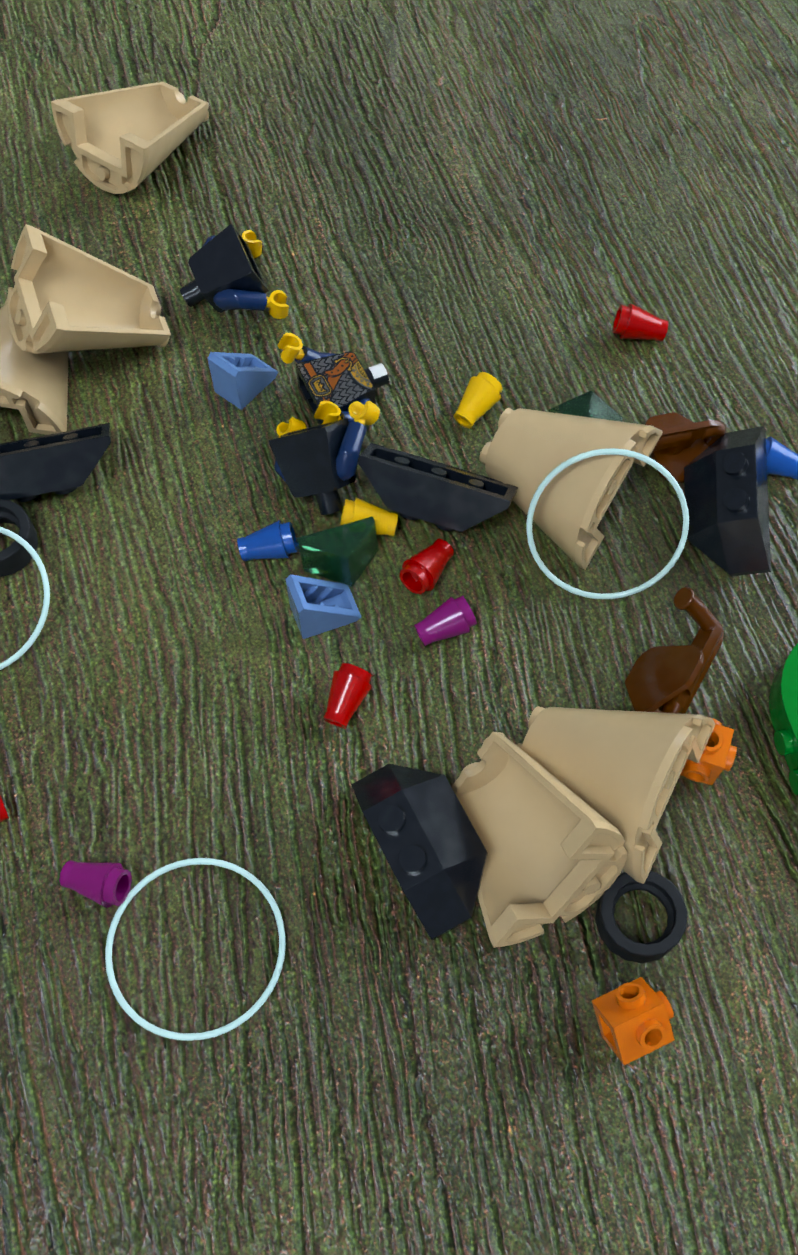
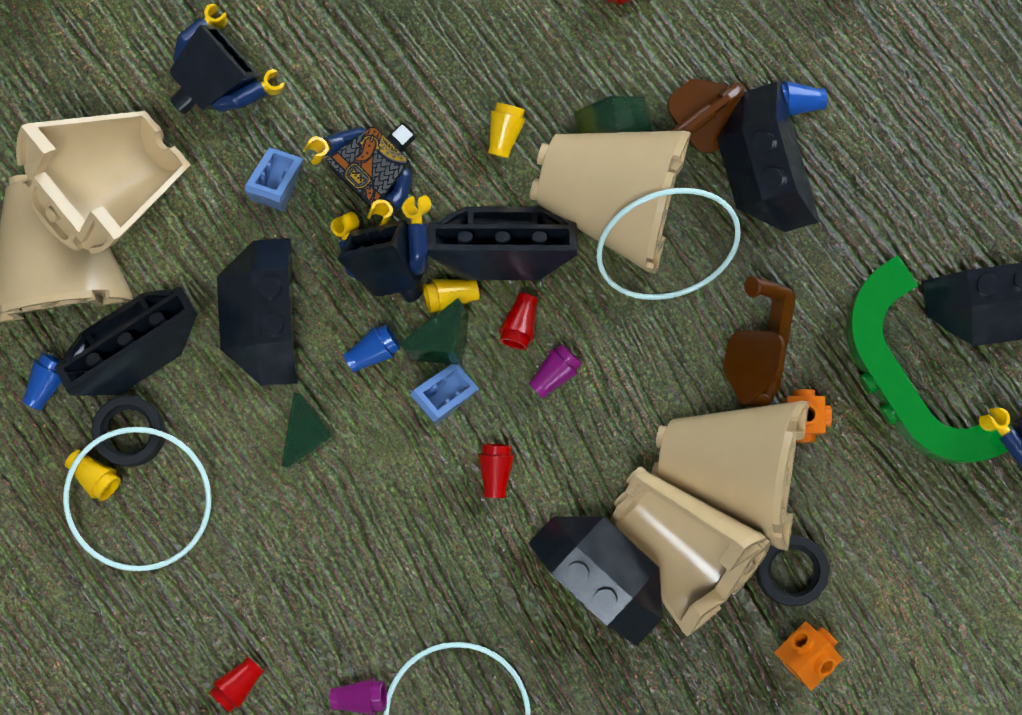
camera: 20 degrees left, 20 degrees up
(162, 597) = (304, 434): none -> clear green slope
(175, 481) = (259, 312): none -> black wedge

